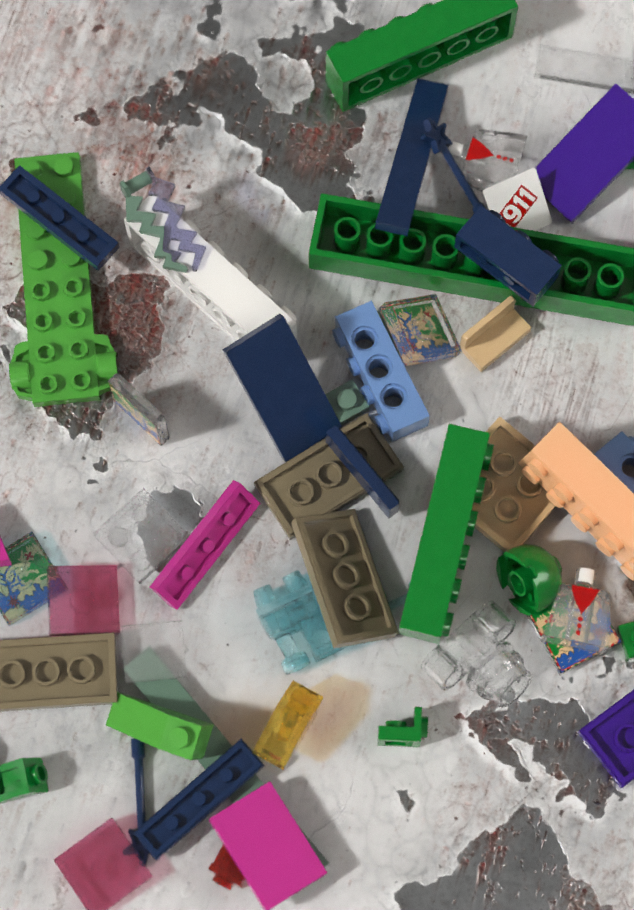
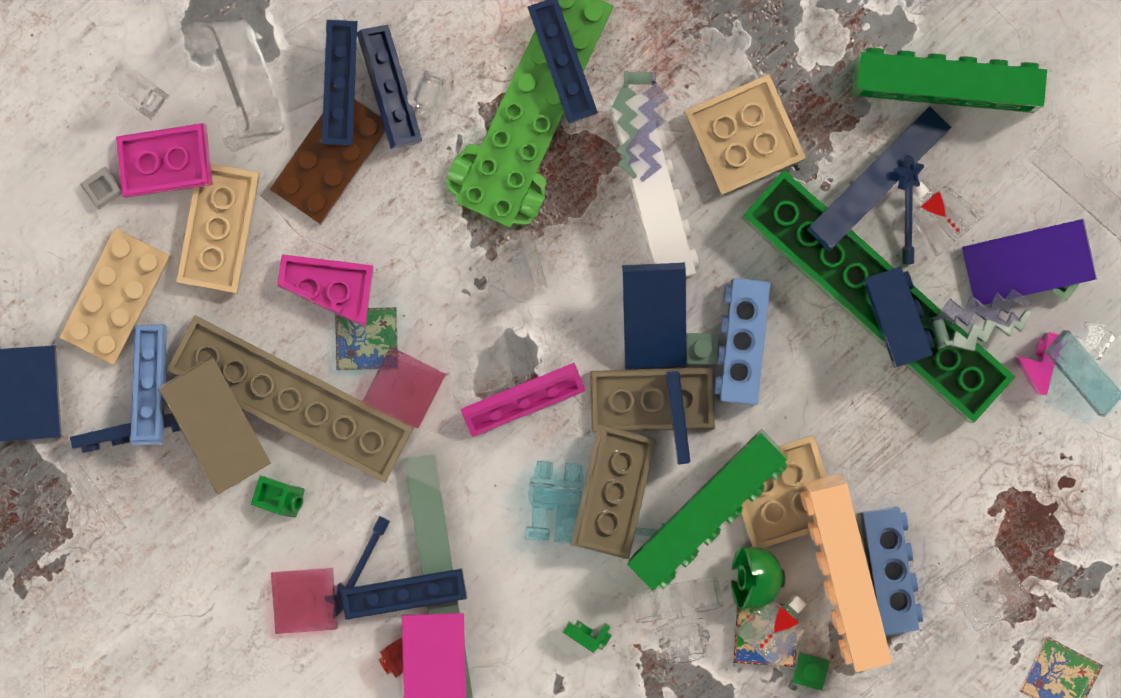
camera: 30 degrees right, 15 degrees up
(160, 727) = (405, 523): bright green slope -> none
(267, 193) = (745, 134): none -> tan plate
(288, 725) = (502, 580): clear yellow slope -> none
(420, 329) = (795, 327): clear tile -> none
(494, 334) = (853, 366): tan panel -> none
(520, 201) = (940, 269): white sticker -> none
(554, 225) = (991, 316): none -> piece

